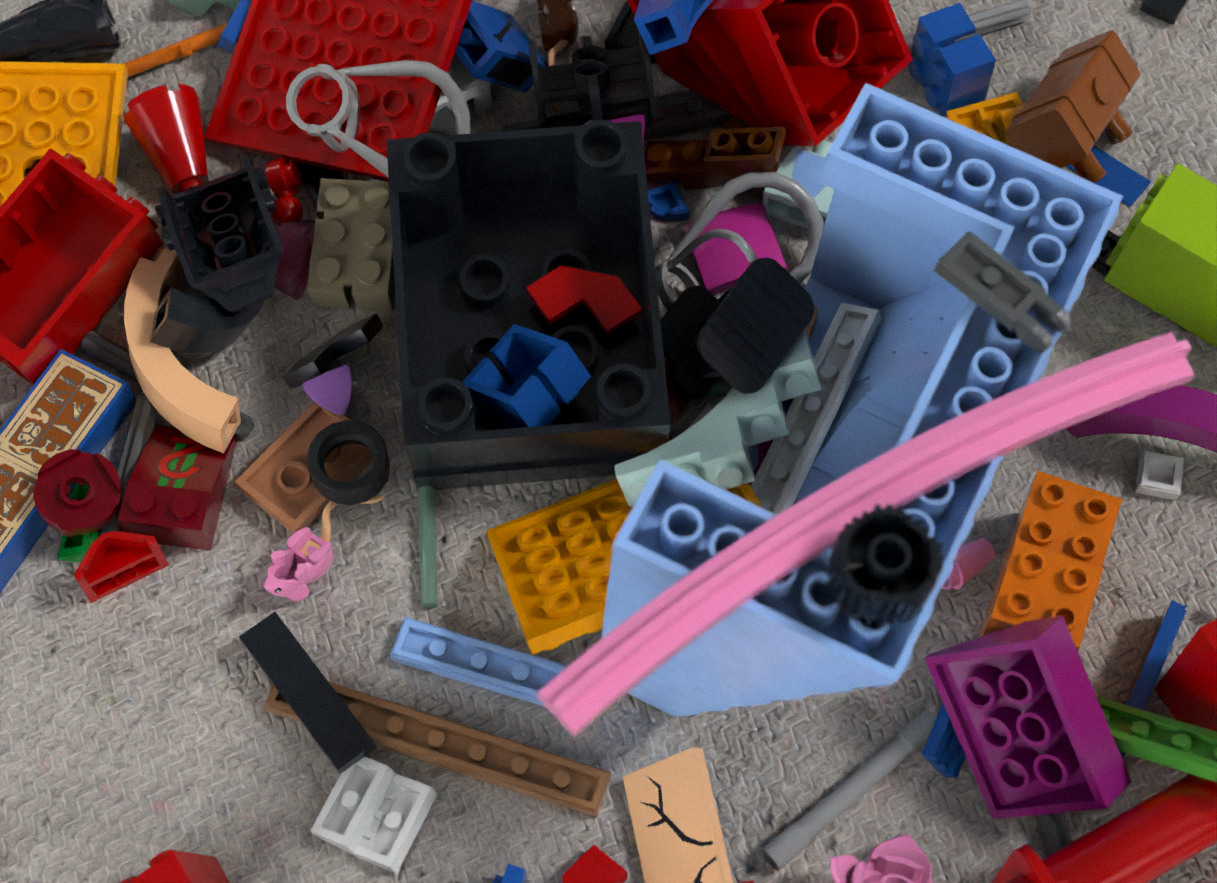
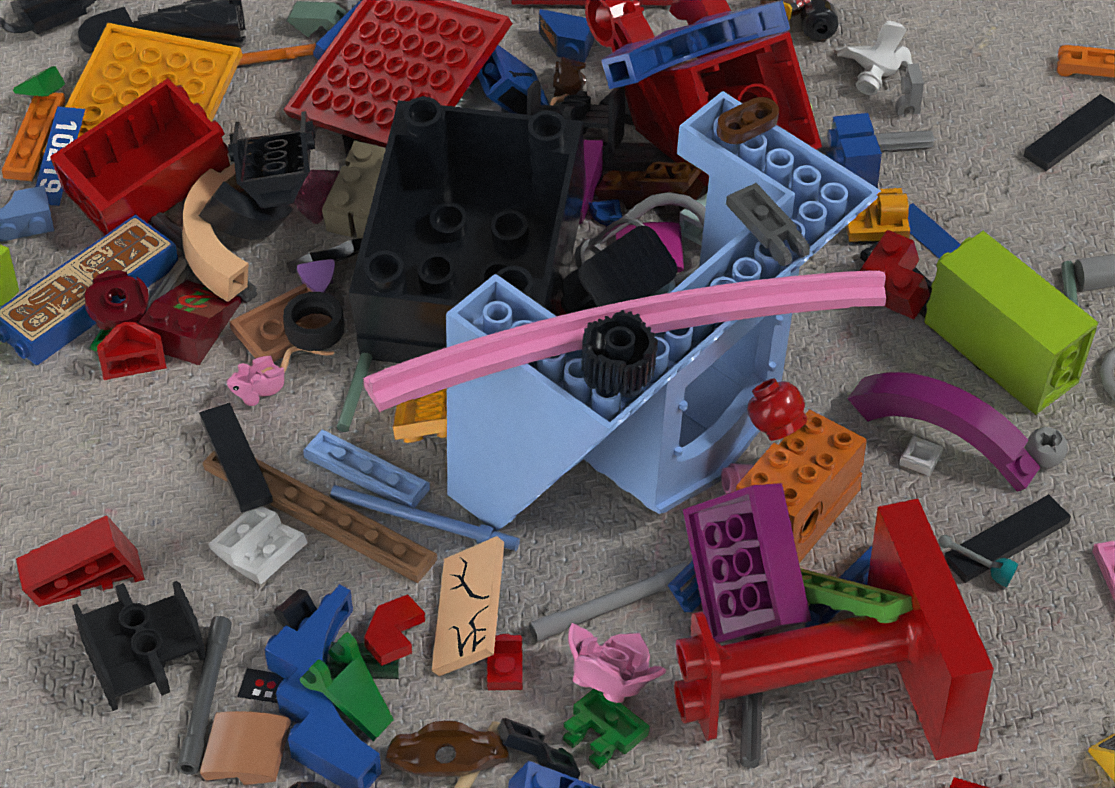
camera: 15 degrees right, 15 degrees down
(171, 134) = (259, 97): red cone -> none
(284, 182) = (331, 146): red plate -> none
(350, 103) = (382, 64): light grey animal -> none
(542, 377) = (461, 274): blue piece -> none
(571, 287) = (508, 234): red tile -> none
(662, 727) = (480, 533): none -> medium blue bar
(919, 132) = (747, 120): none -> reddish brown plate
(1016, 495) = (777, 409): none -> red piece
(1076, 105) = (929, 196): dark orange piece -> none

